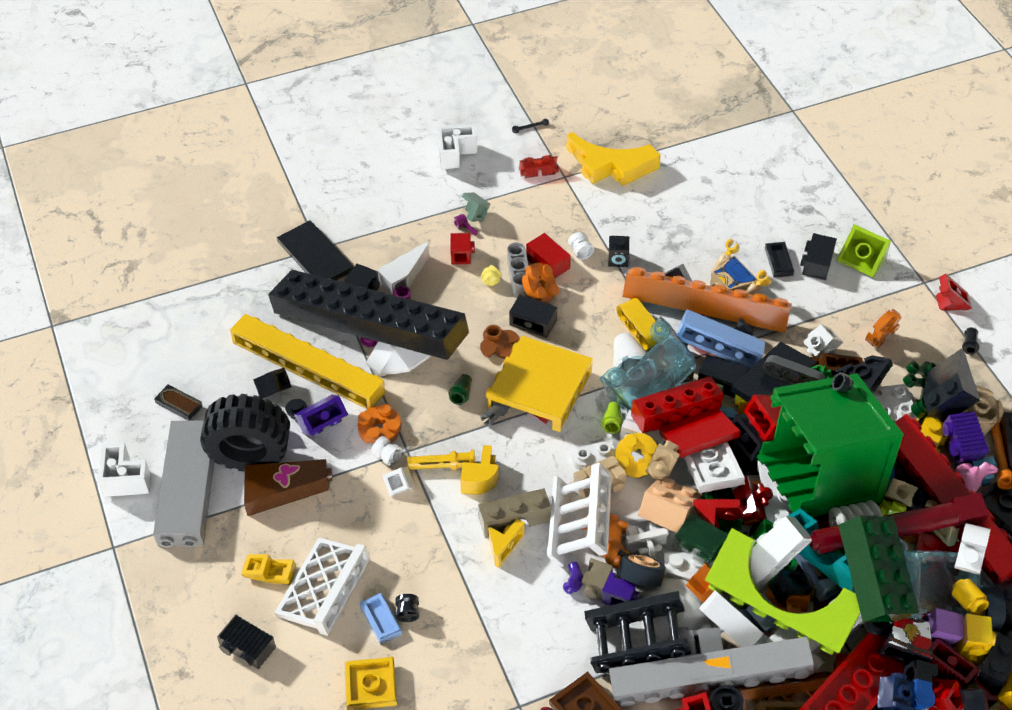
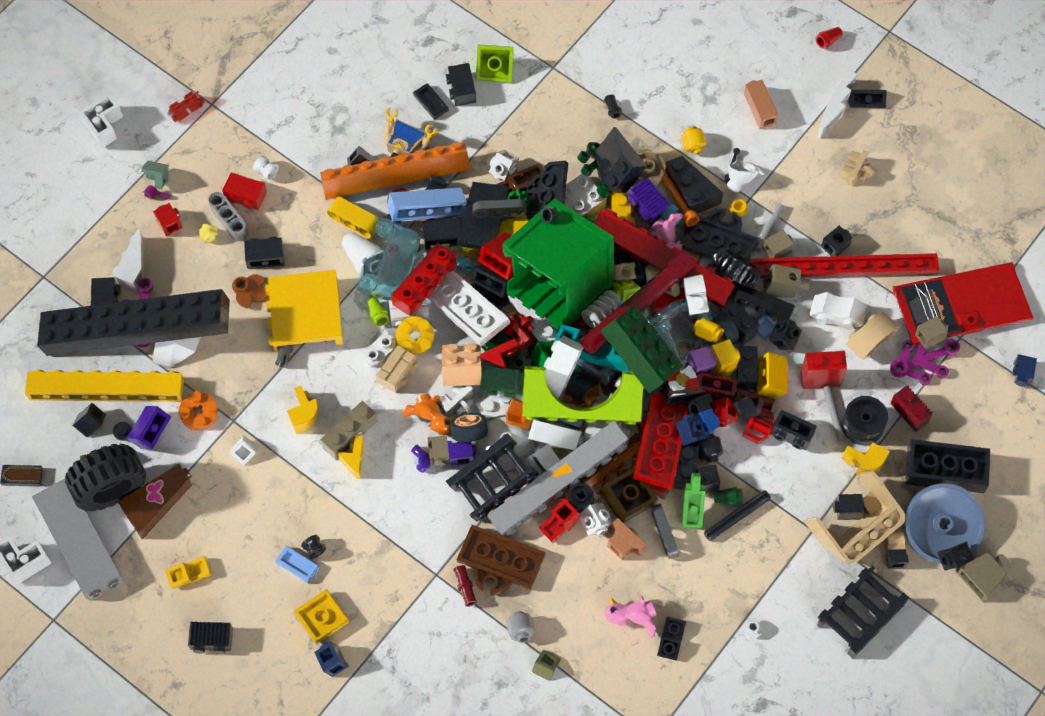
camera: 30 degrees left, 15 degrees up
(314, 252) = (45, 283): black tile -> none
(341, 587) = (254, 556): white fence -> none
(388, 452) = (219, 430): white wheel -> none
(453, 460) = (275, 411): yellow pin -> none
(460, 391) = (245, 348): dark green cone -> none
(515, 129) = (141, 75): black hinge -> none
(543, 274) = (250, 213): orange plate -> none
(596, 521) = (417, 406): white fence -> none
(618, 251) = (300, 158): black brick -> none
(622, 164) = (237, 76): yellow arch -> none
(663, 460) = (440, 334): tan hips -> none
(700, 432) = (453, 294): red tile -> none
(885, 324) = (546, 123): orange plate -> none
(952, 295) = (581, 71): red slope -> none

